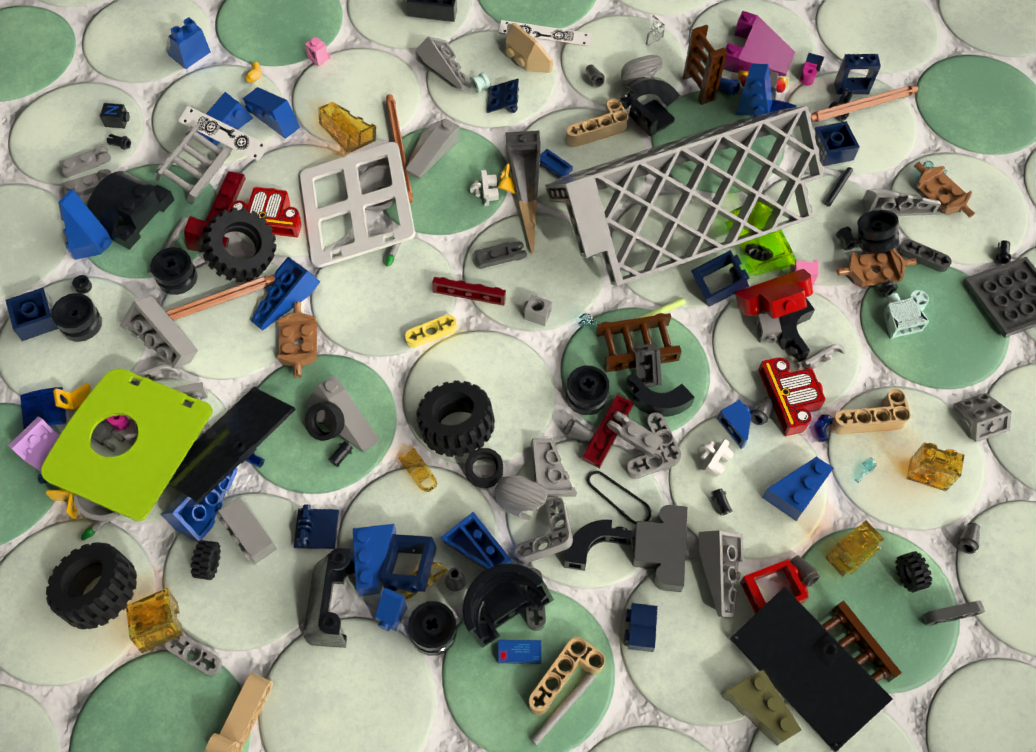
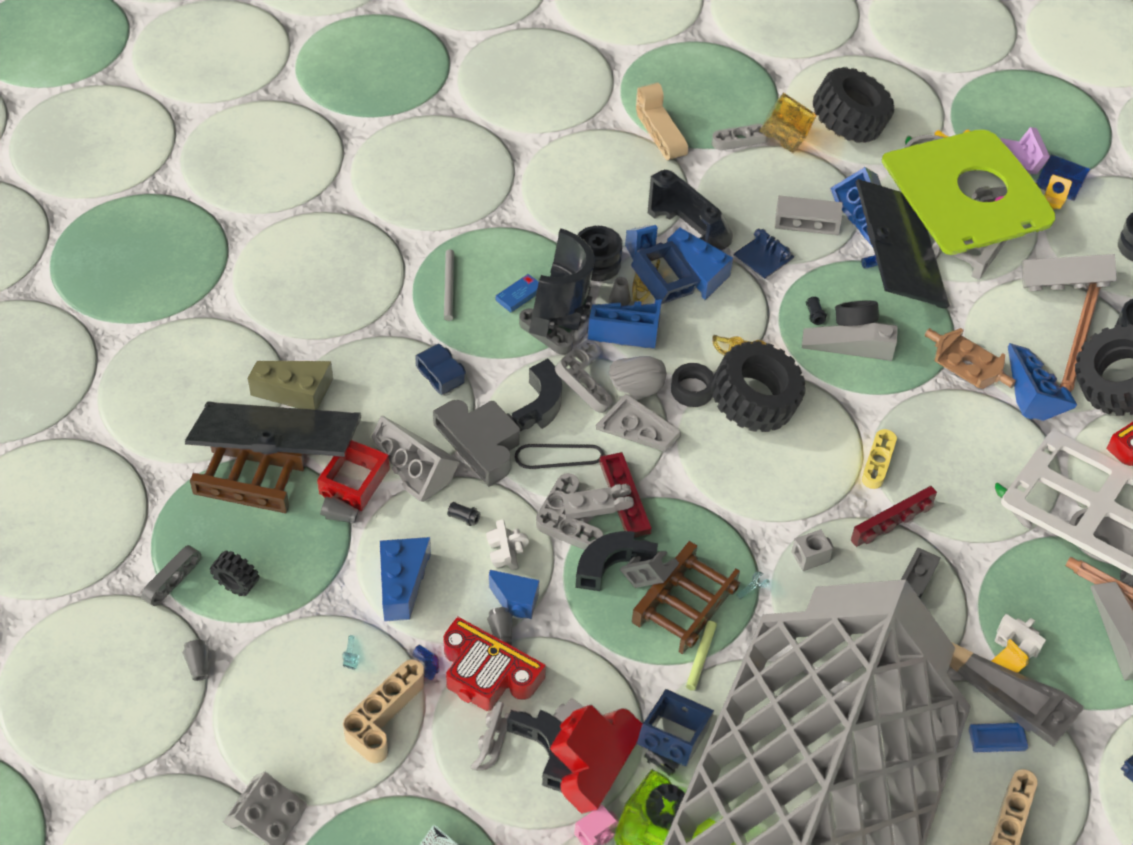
camera: 135 degrees right, 10 degrees down
(155, 373) = (1033, 245): light grey piece -> none
(205, 560) = (807, 174): black tyre -> none
(560, 677) = (472, 316): tan beam -> none
(578, 431) = (650, 473): dark grey cone -> none
(587, 390) = (681, 508): black wheel -> none
(855, 549) = (305, 549): clear yellow piece -> none
(935, 466) = (280, 690): clear yellow piece -> none

